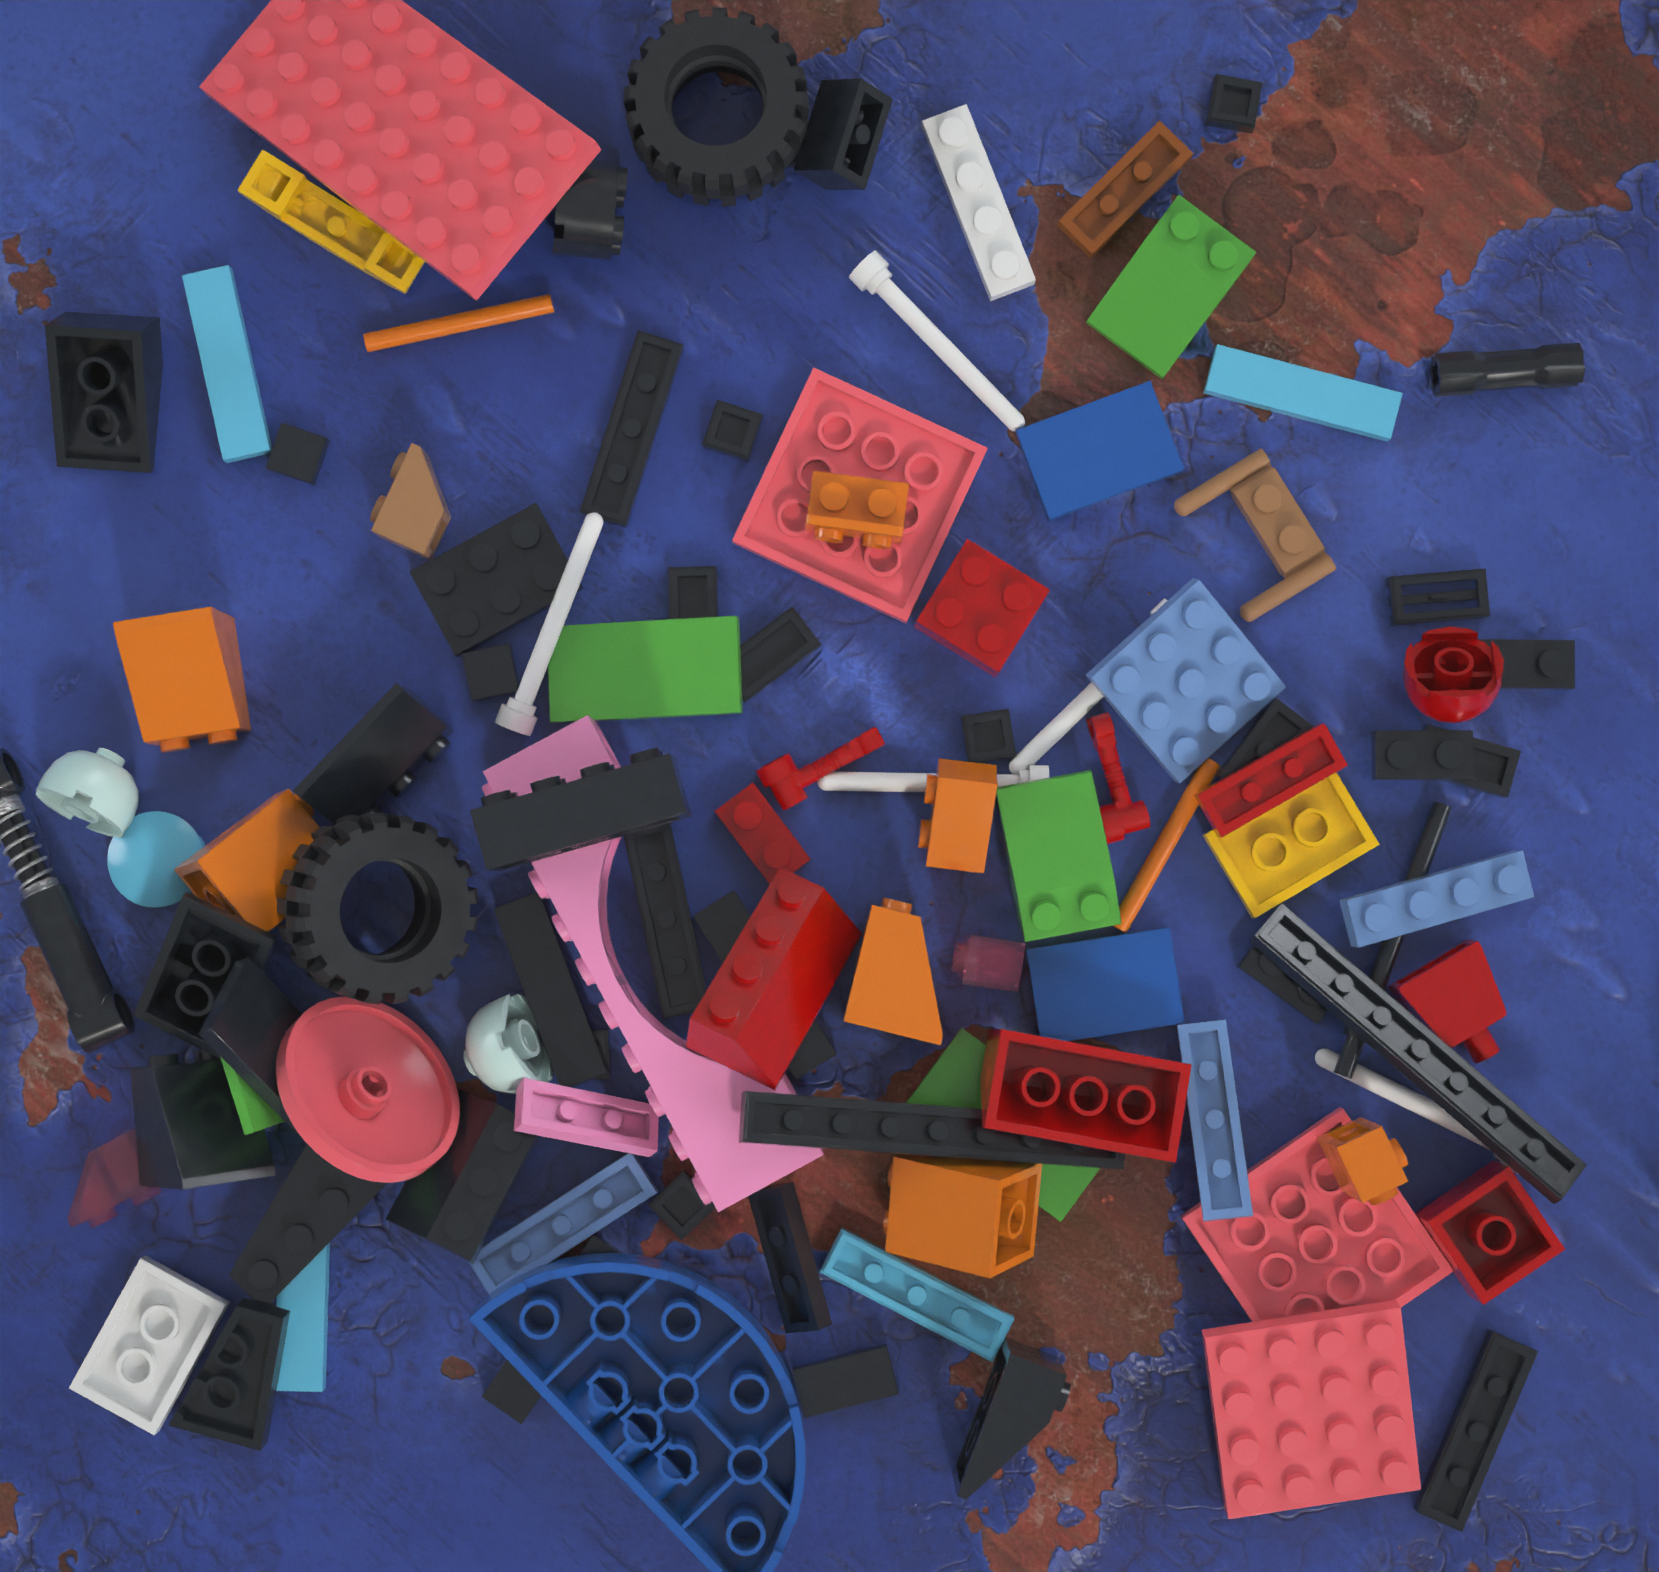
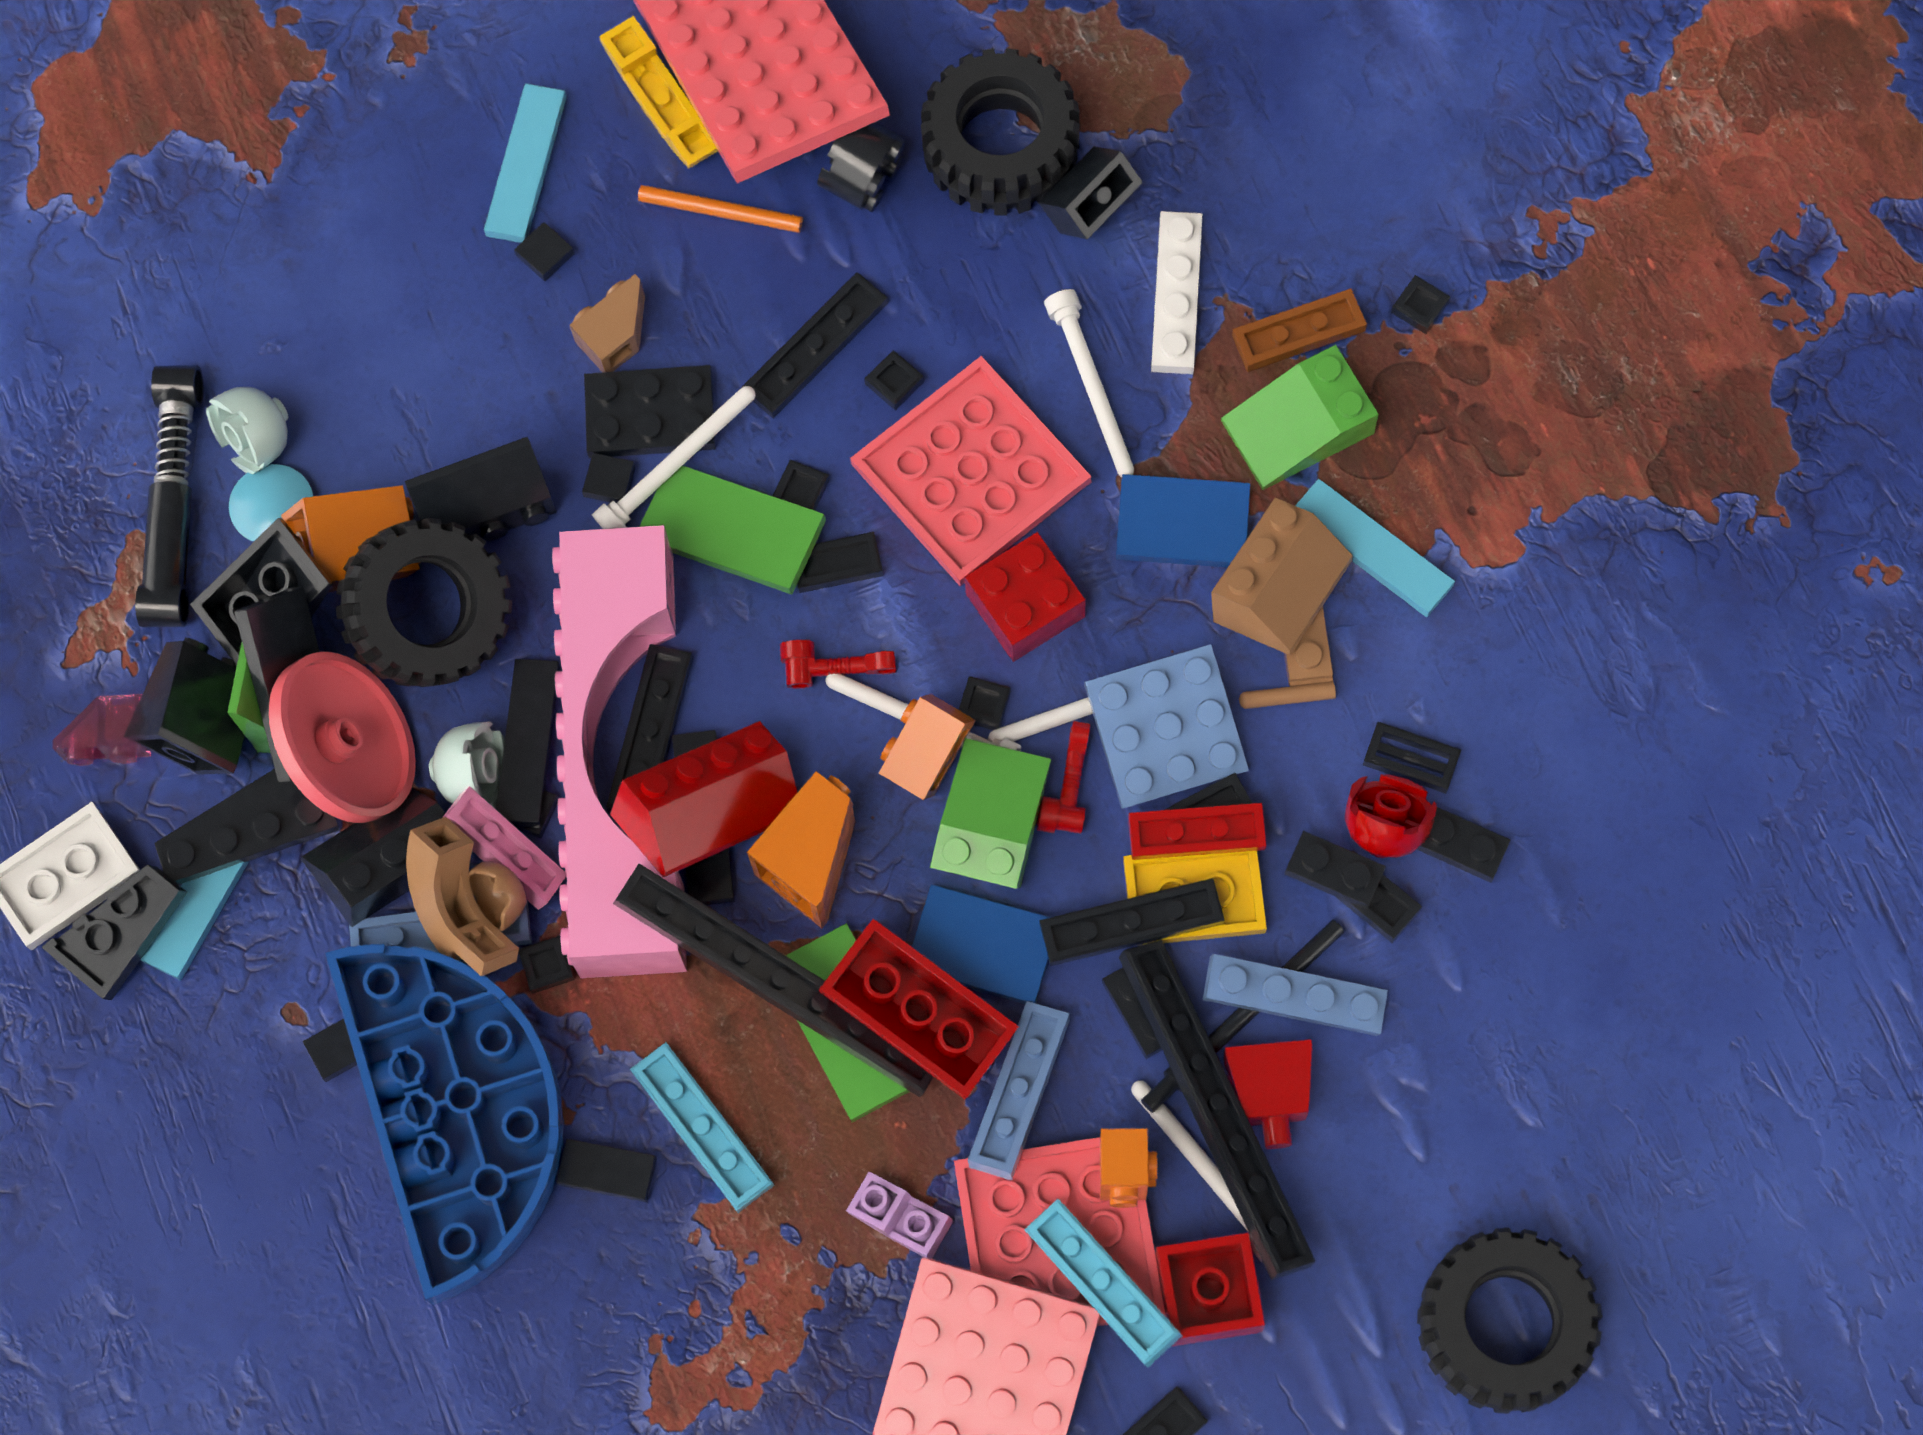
camera: 30 degrees right, 15 degrees down
(105, 390) = (421, 140): black slope -> none
(184, 677) = (368, 371): orange slope -> none
(565, 1210) = (444, 901): none -> medium nougat arch
(580, 812) = (619, 584): black brick -> none
(608, 1172) = (497, 893): none -> medium nougat hair
(761, 833) = (761, 694): red plate -> none
(789, 1258) = (611, 1043): black plate -> none
(856, 508) = (961, 474): orange bracket -> none
(962, 1212) = (774, 1065): orange slope -> none
(988, 962) = (893, 873): clear pink slope -> none
(1012, 1410) = (732, 1244): black slope -> none
(1151, 1291) = (899, 1215): none -> lavender slope
(1165, 844) = (1078, 860): orange bar -> none
(1234, 473) = (1280, 577): none -> medium nougat slope
(1246, 900) = (1131, 922): none -> black tile
(1390, 1279) = (1103, 1283): none -> medium azure tile
(1536, 367) = (1581, 610): black axle -> none

